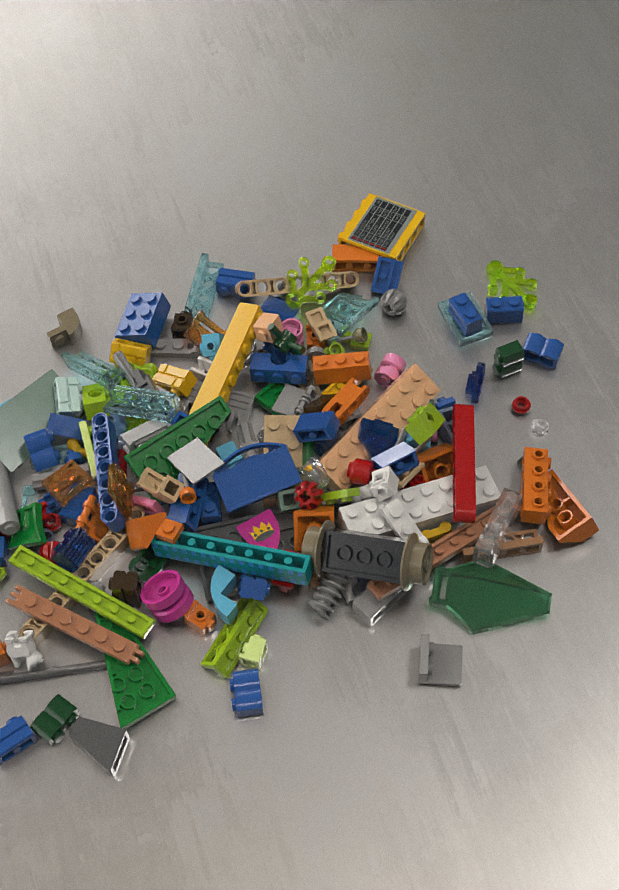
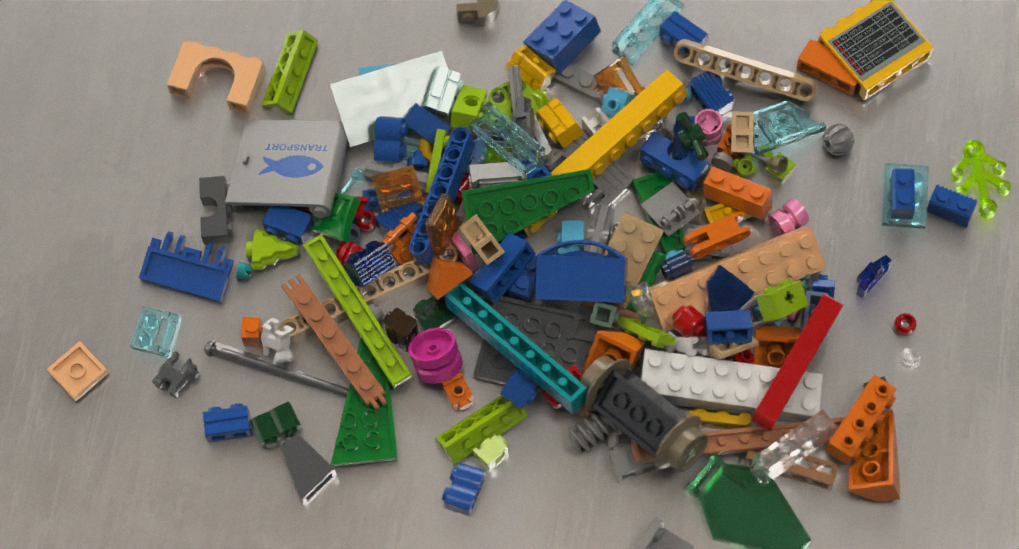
camera: 30 degrees right, 10 degrees up
(93, 372) = (481, 73): clear light blue fence -> none
(169, 531) = (467, 292): orange plate -> none
(181, 323) = (596, 63): dark brown brick -> none
(187, 494) = (502, 262): orange hinge -> none
(195, 460) = (529, 230): window -> none
(221, 585) = (490, 372): medium azure brick -> none
(261, 327) = (684, 105): light nougat brick -> none
(261, 530) = (562, 332): dark pink sticker -> none
(309, 284) = (755, 79): clear neon green plant -> none
(310, 489) = (622, 321): red piece -> none
(316, 426) = (669, 251): blue brick -> none
(318, 404) = (690, 223): dark brown tile -> none
(386, 275) = (848, 105): blue plate -> none
(386, 486) = (701, 346): white window -> none
(401, 521) = (698, 397): white plate -> none
(508, 359) = (918, 267): dark green brick -> none
(542, 350) = (965, 272): blue brick -> none

